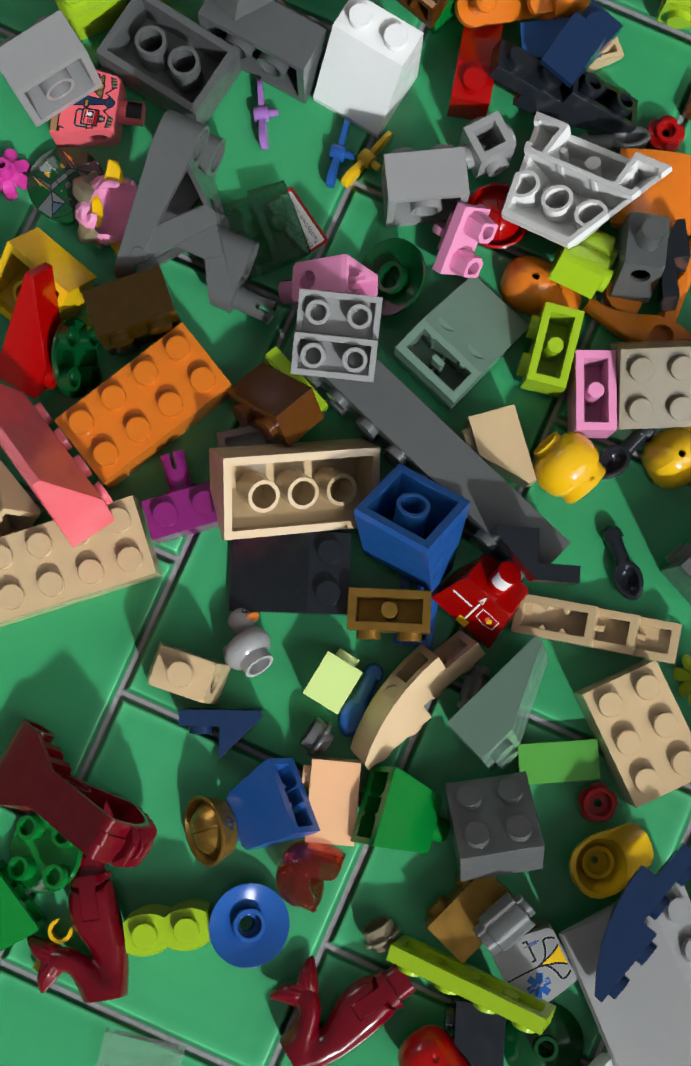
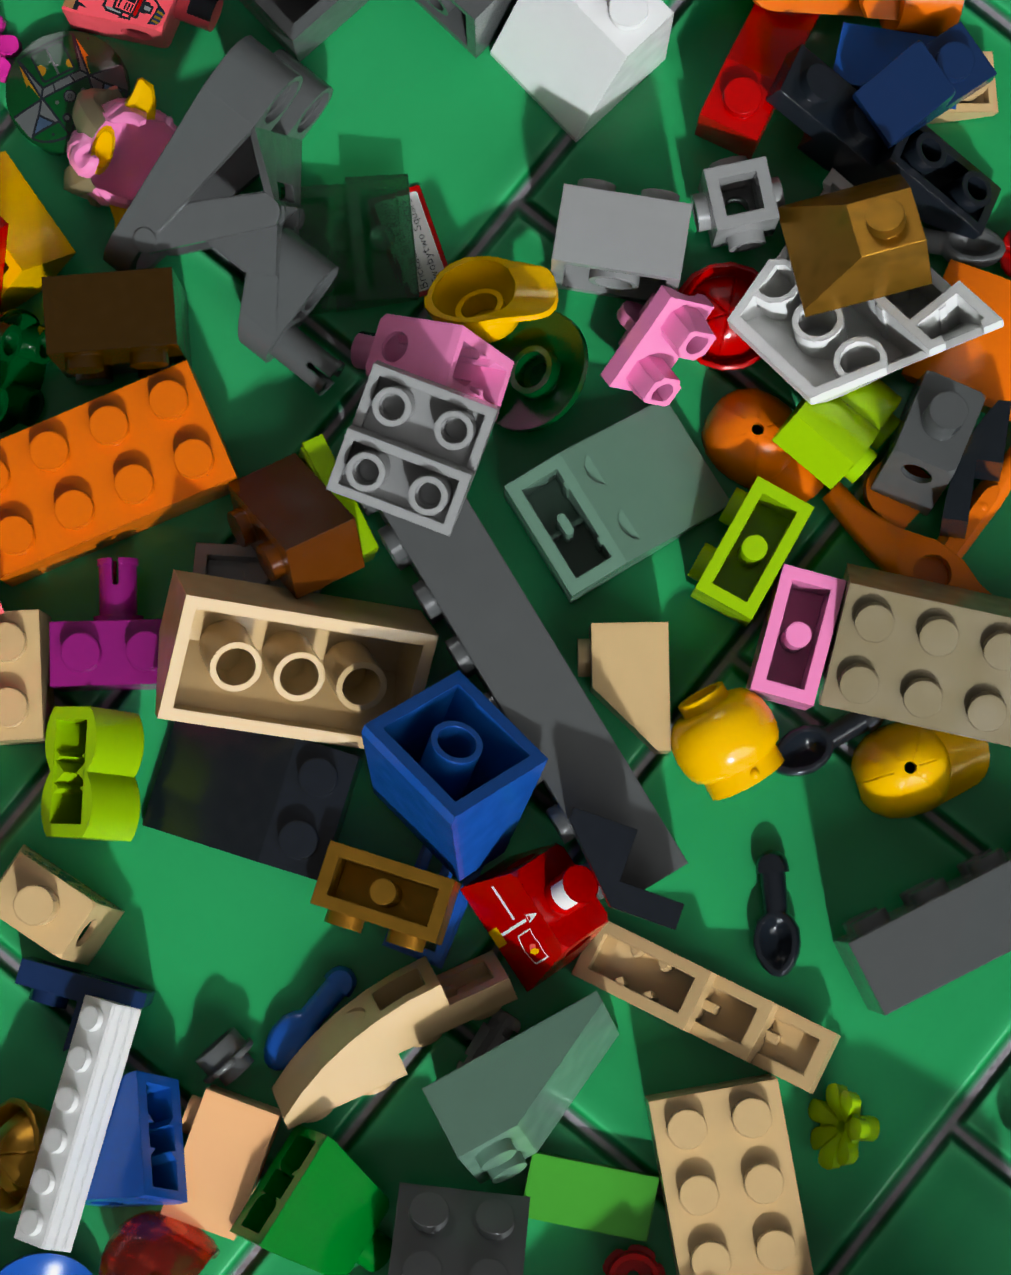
camera: 20 degrees right, 0 degrees up
(191, 586) = (92, 774): none -> lime brick
(240, 801) = (77, 1124): none -> white piece
(250, 647) = (158, 891): light grey animal -> none
(262, 115) = (403, 60): medium lavender piece -> none
(334, 680) = (274, 976): yellowish green brick -> none
(338, 154) = (505, 153): blue piece -> none
(356, 236) = (491, 295): none -> yellow cap
(366, 159) = (546, 172): yellow piece -> none
(569, 147) = (856, 244): none -> pearl gold slope

